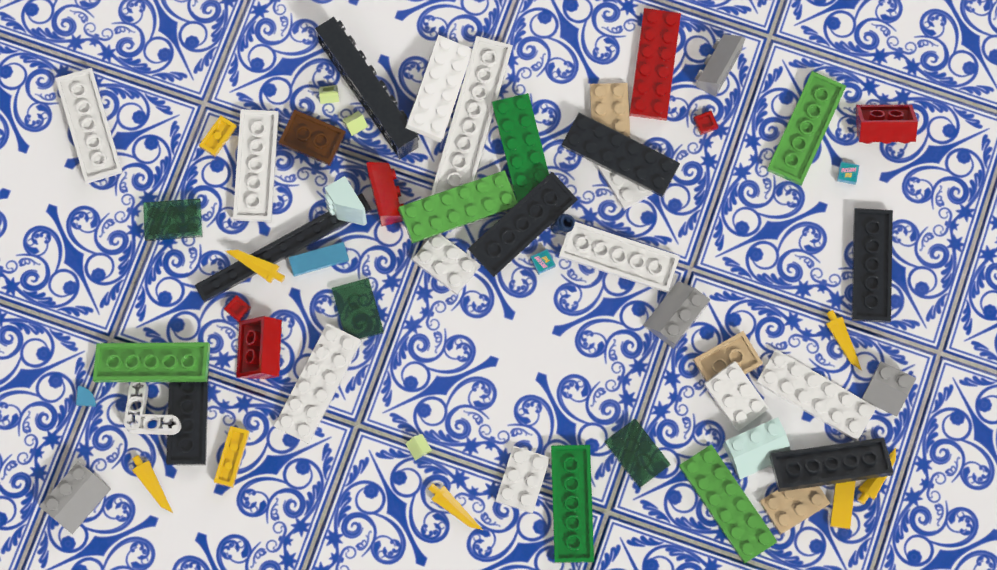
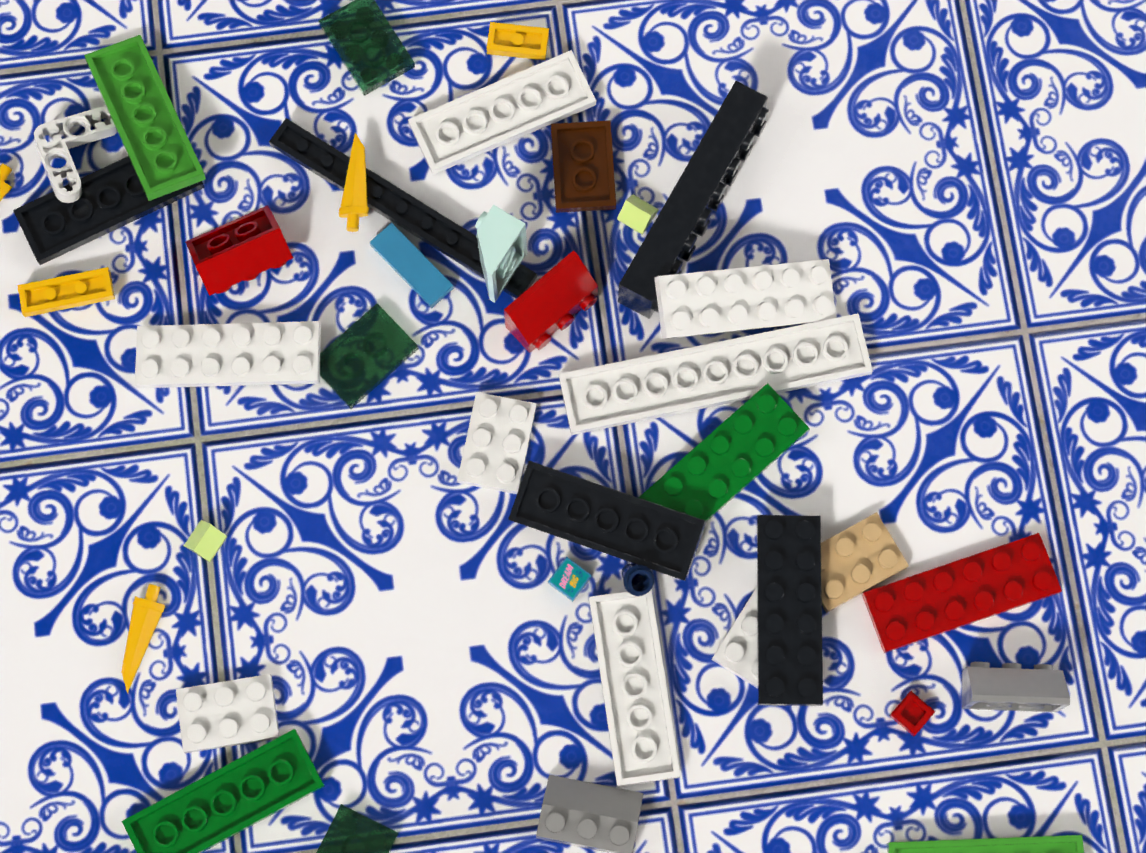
camera: 65 degrees right, 0 degrees up
(85, 397) = (59, 60): dark azure tile -> none
(237, 308) = (284, 193): red tile -> none
(328, 94) = (660, 156): yellowish green slope -> none
(458, 206) = (584, 415): bright green plate -> none

